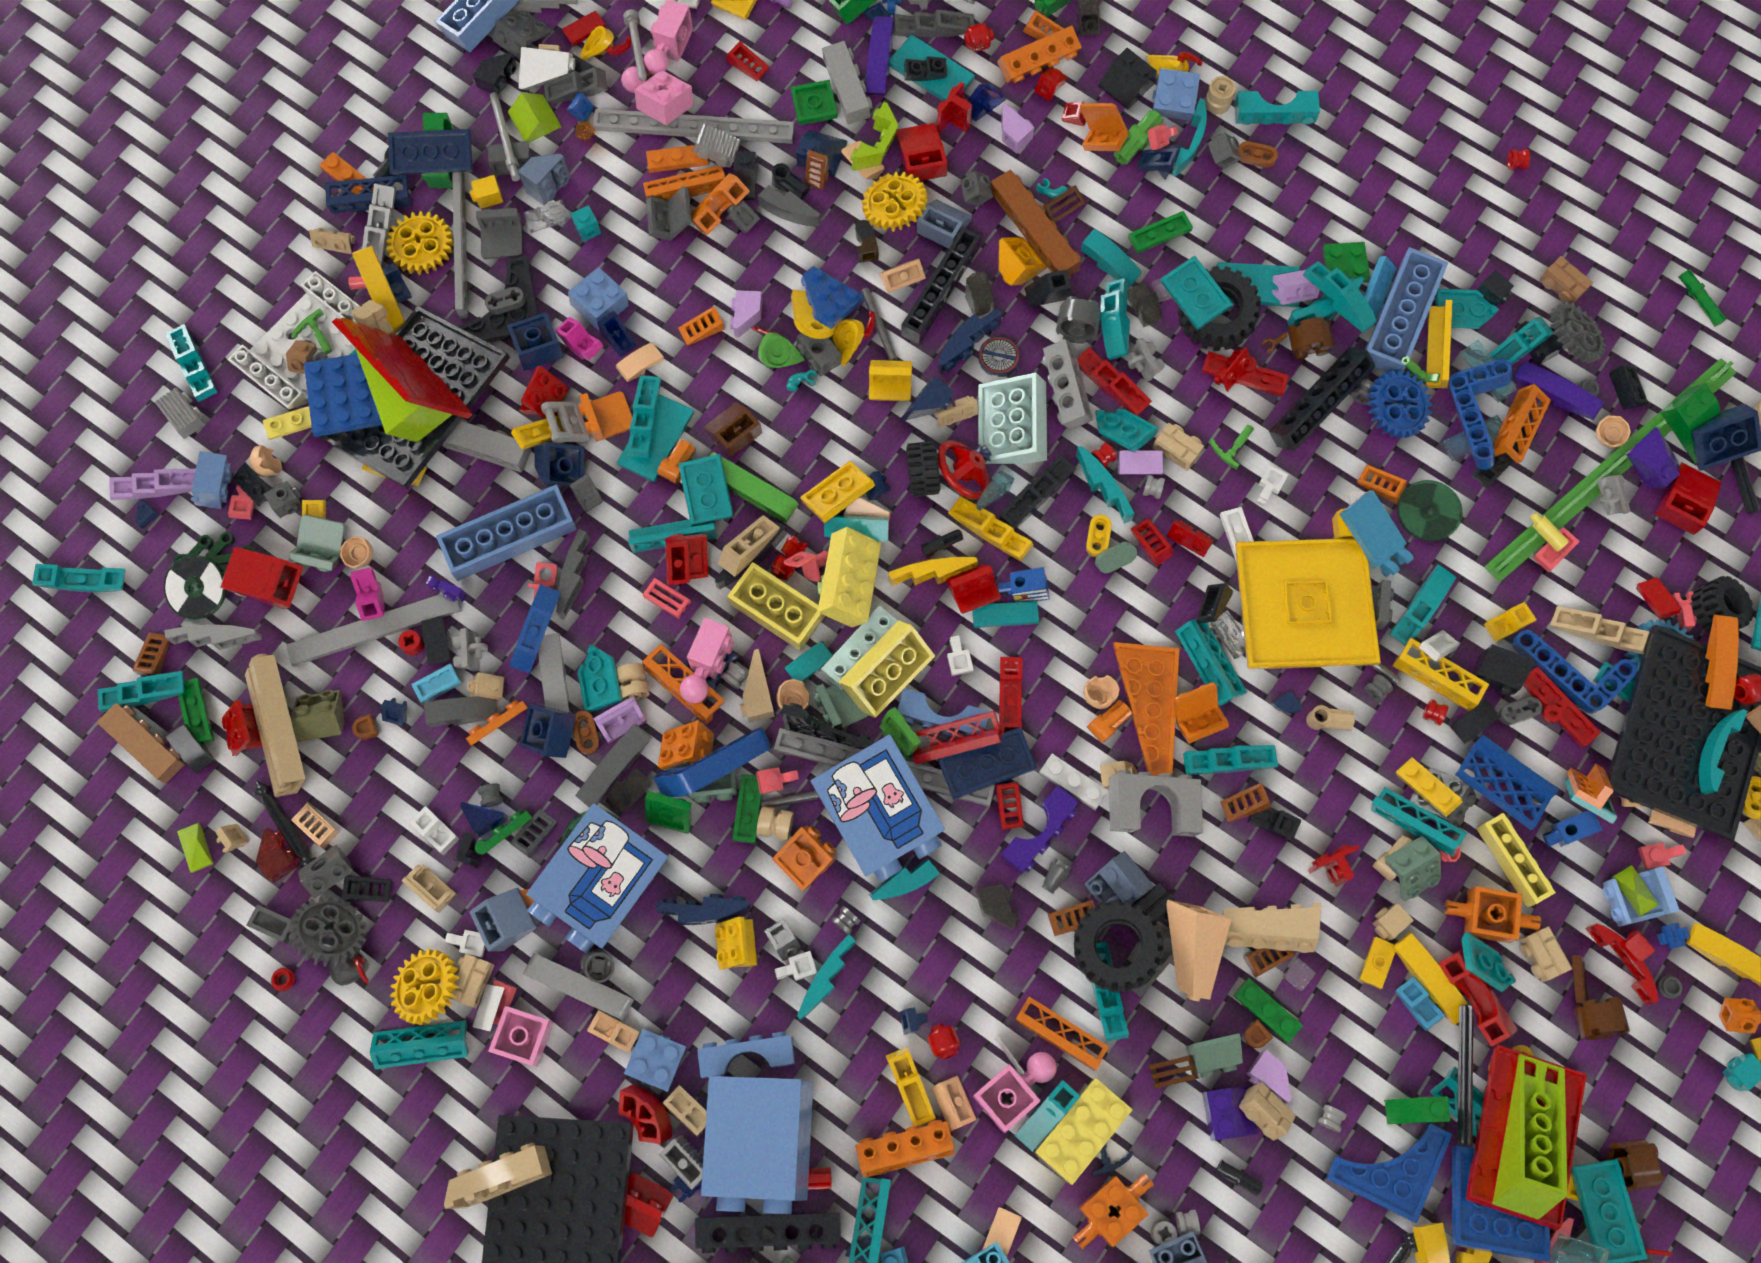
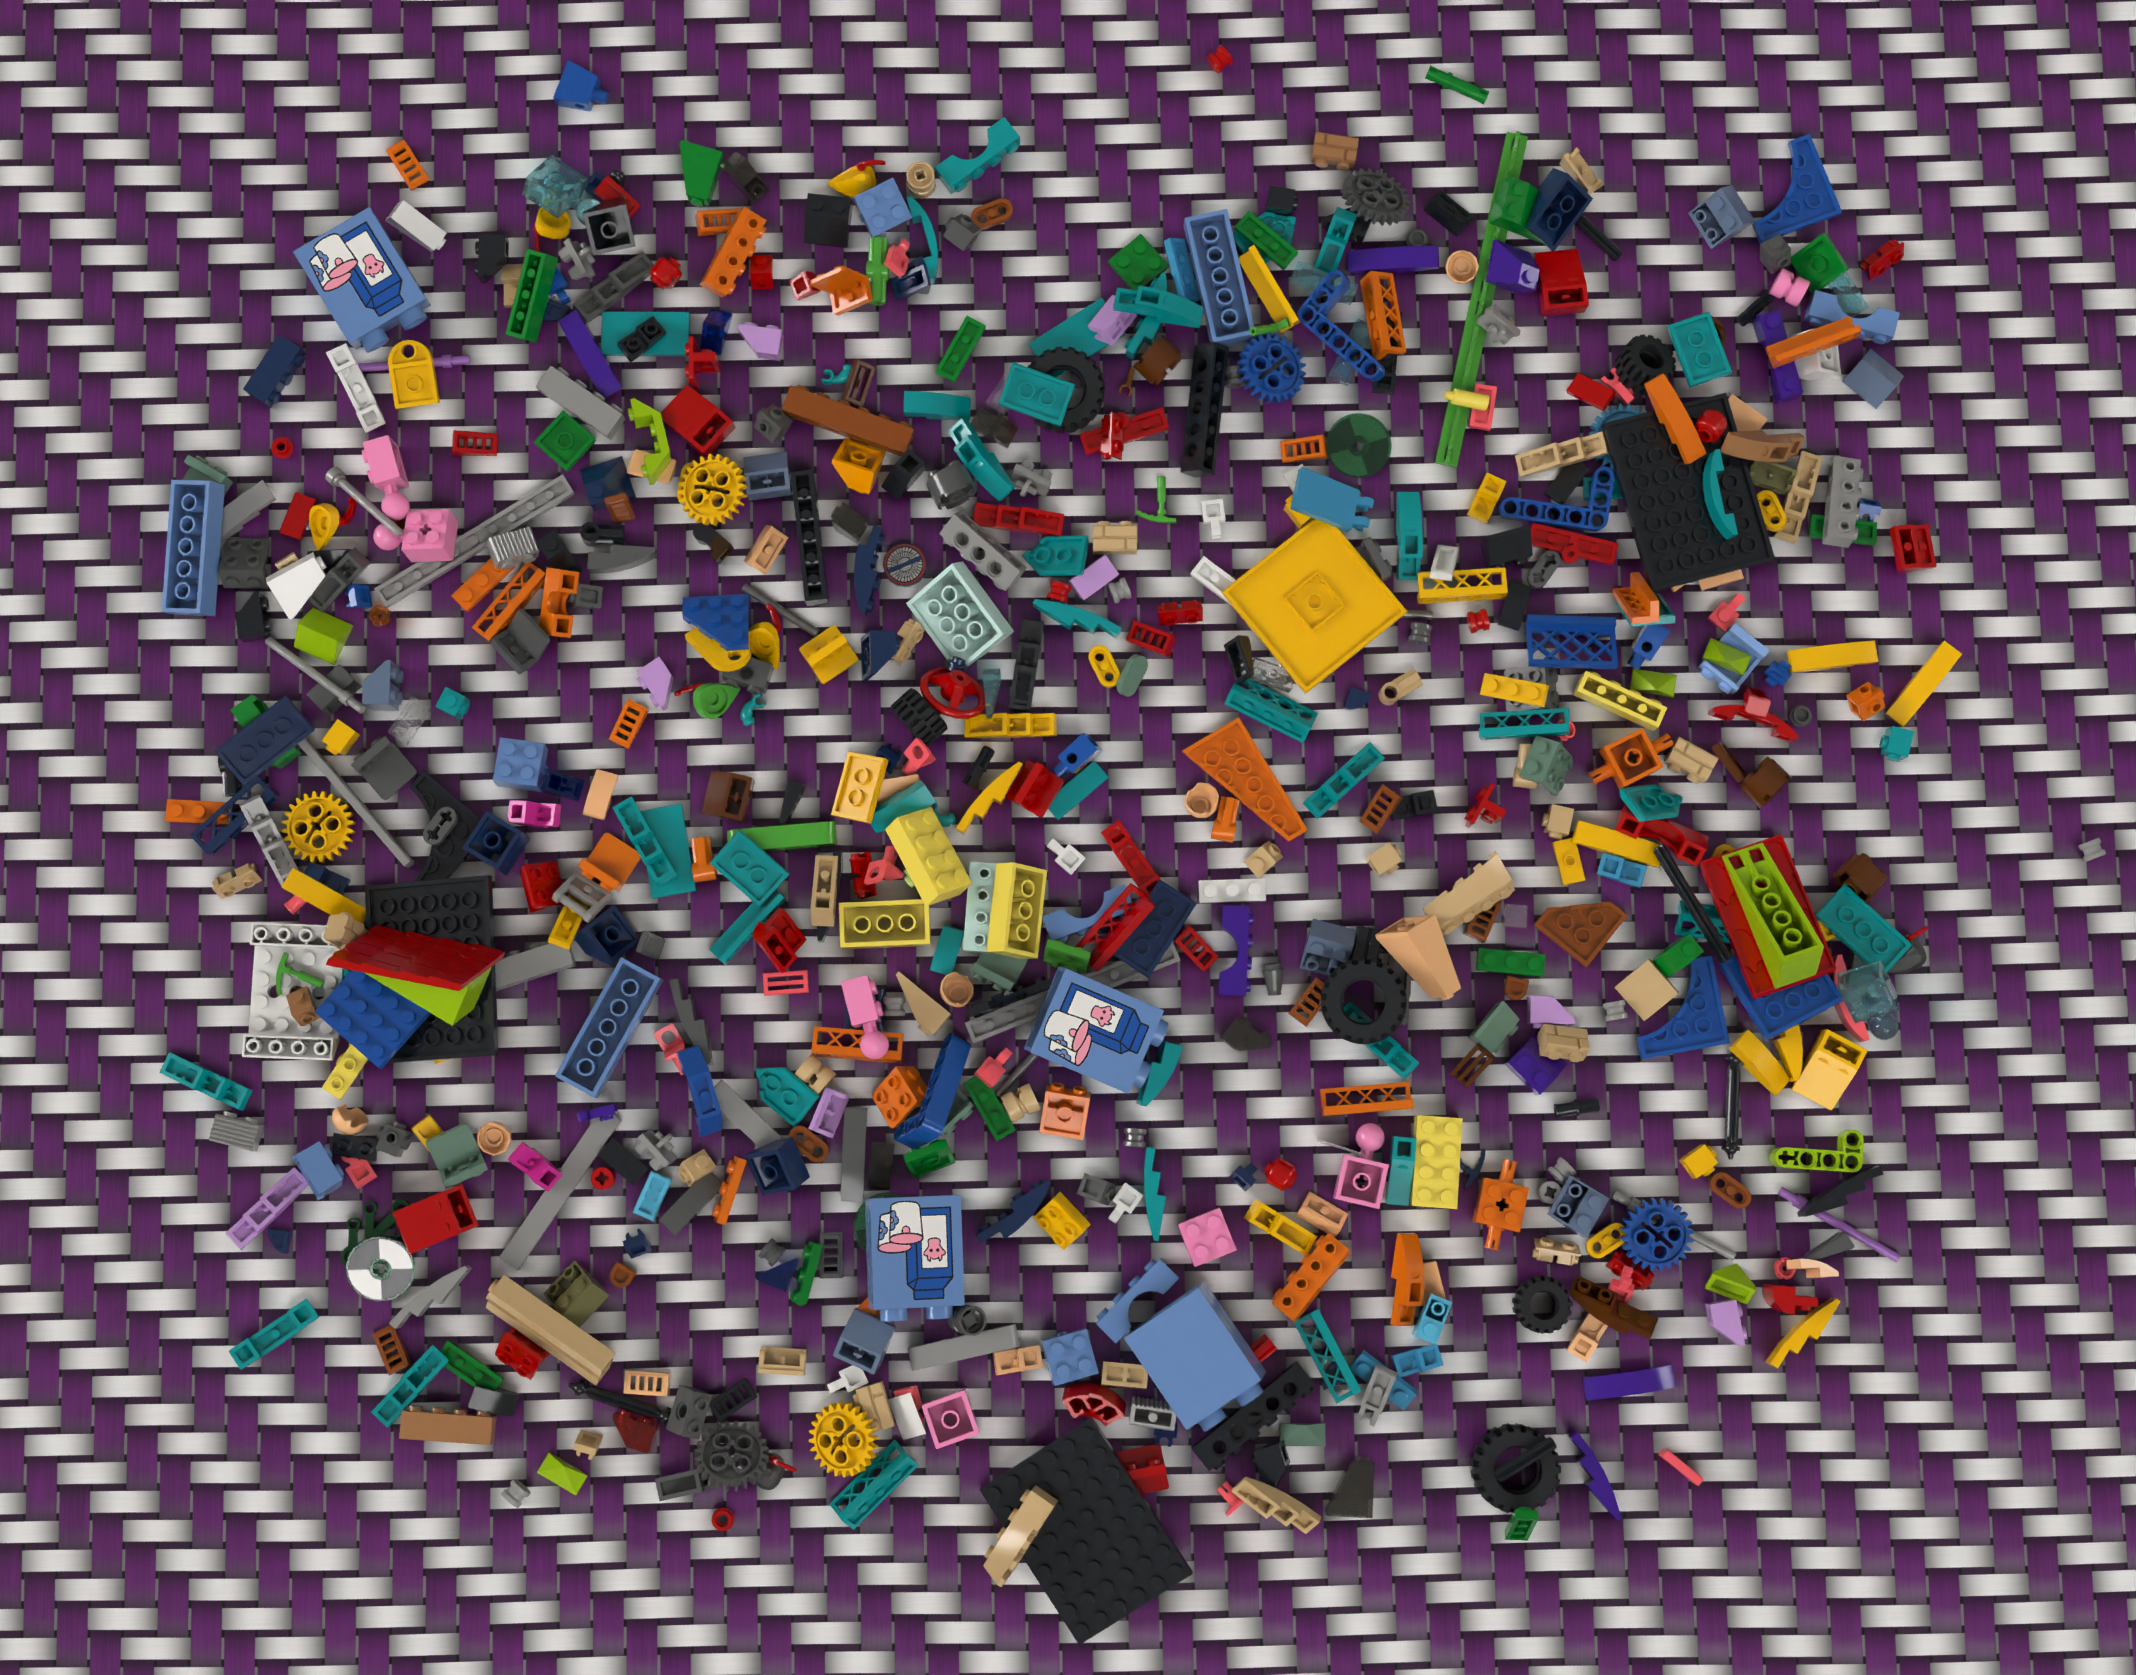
camera: 40 degrees left, 10 degrees up
(147, 834) = (516, 1493): none -> light grey wheel
(434, 830) = (748, 1313): white slope -> none
(462, 849) = (785, 1312): black tile -> none
(778, 464) = (792, 796): none -> black slope
(842, 1047) = (1206, 1237): none -> bright pink brick
(883, 563) = (945, 820): none -> teal arm
(899, 498) = (918, 757): none -> coral bracket
(989, 1213) = (1409, 1273): none -> orange slope
(1180, 792) = (1283, 869): light grey arch -> none
(1199, 713) = (1294, 761): orange bracket -> none
(1219, 847) = (1384, 859): none -> tan brick
(1349, 1026) = (1581, 928): none -> dark orange plate
(1373, 1121) = (1646, 989): none -> tan tile
(1463, 308) = (1266, 240): none -> green plate
(1555, 868) = (1653, 682): none -> lime slope
(1588, 655) = (1566, 482): none -> black slope

